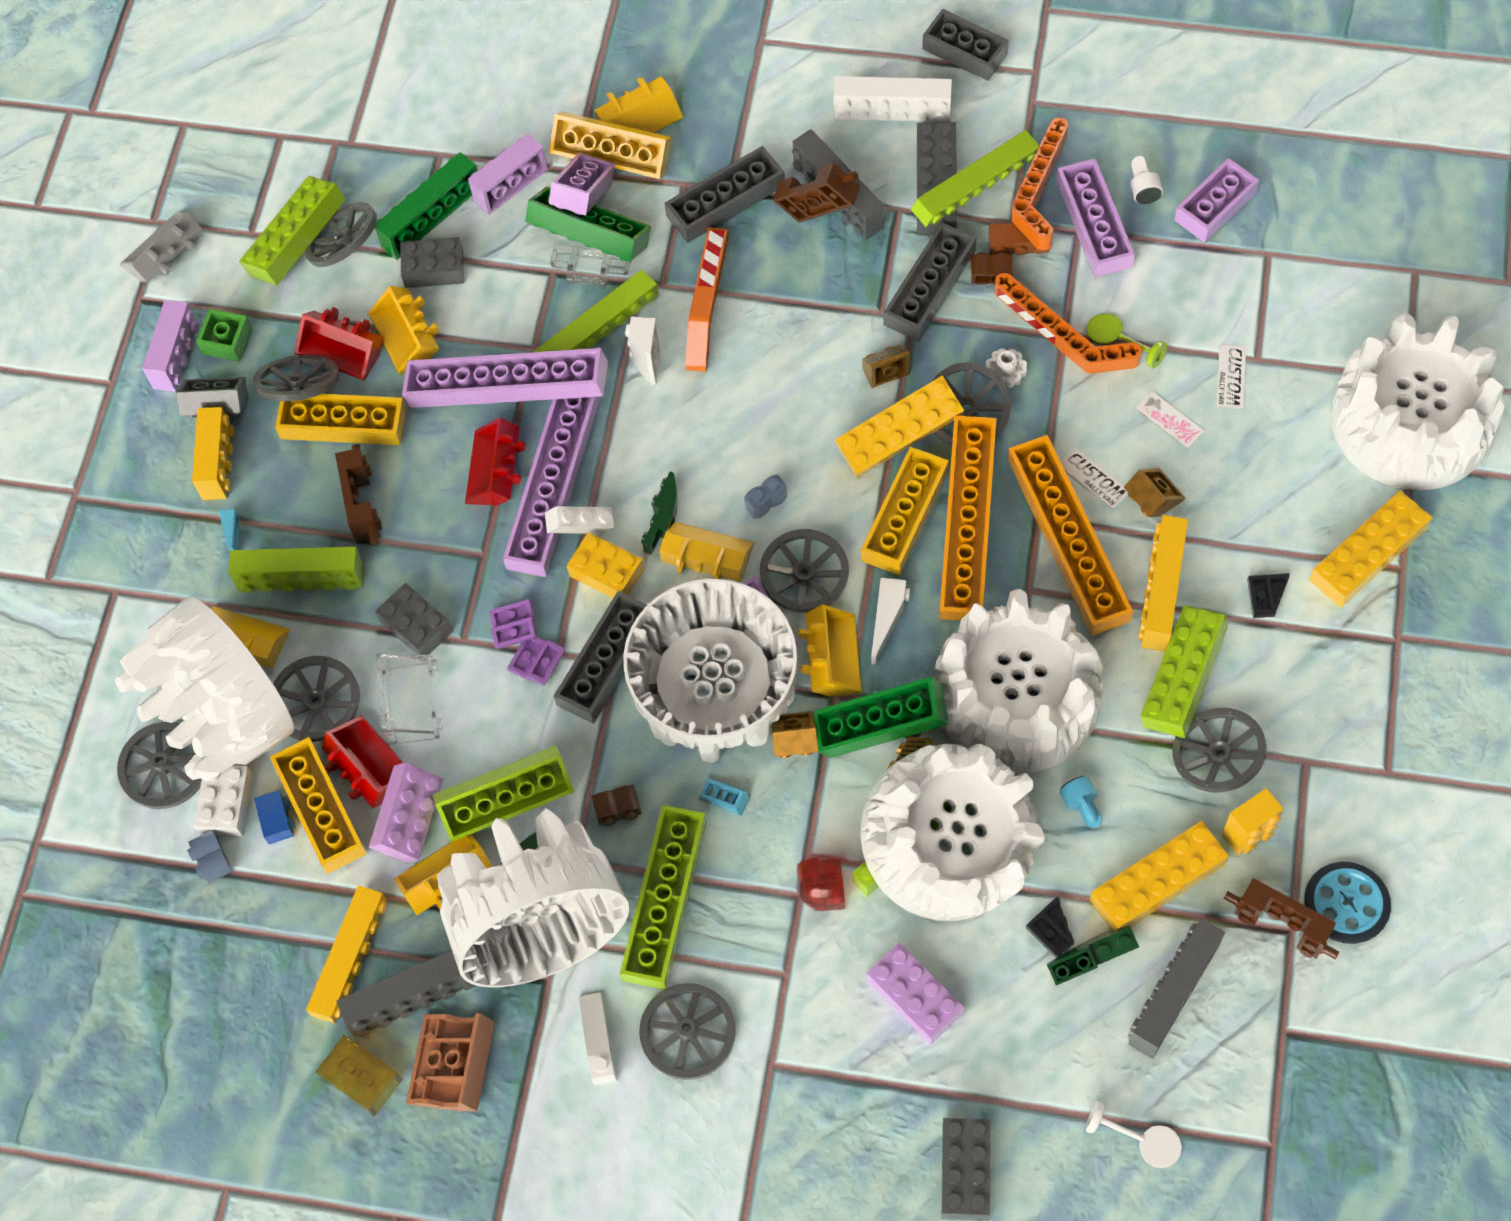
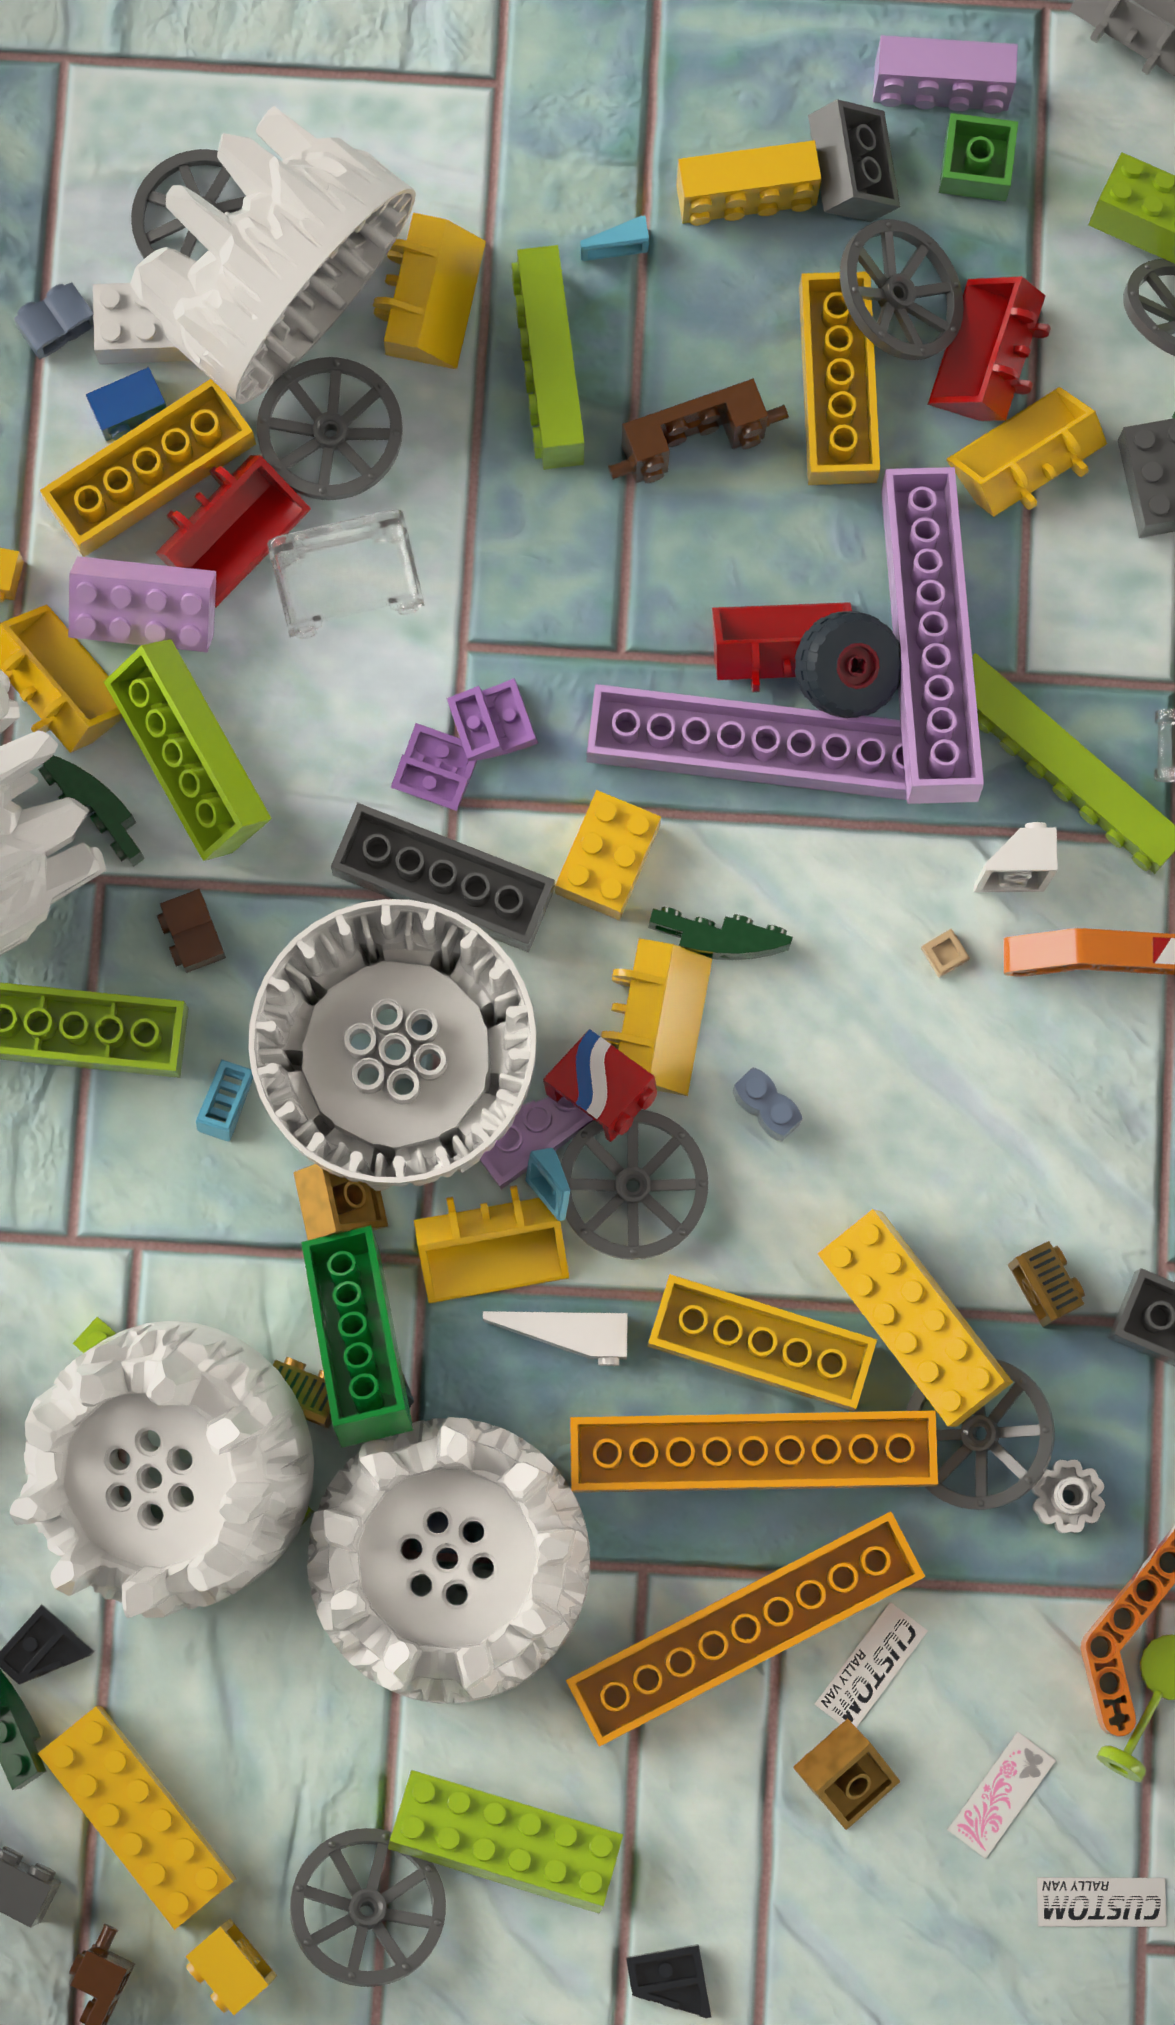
camera: 75 degrees right, 15 degrees up
(414, 620) = (481, 561): dark grey brick -> none
(516, 418) = (848, 664): none -> black wheel
(579, 520) = (678, 798): white brick -> none
(689, 401) = (945, 953): none -> tan tile
(747, 568) = (602, 1084): none -> panel
(800, 617) = (548, 1181): none -> medium azure slope
(821, 884) = (83, 1271): clear red brick -> none
(1080, 795) = (269, 1680): medium azure piece -> none
(1162, 583) = (664, 1798): yellow brick -> none

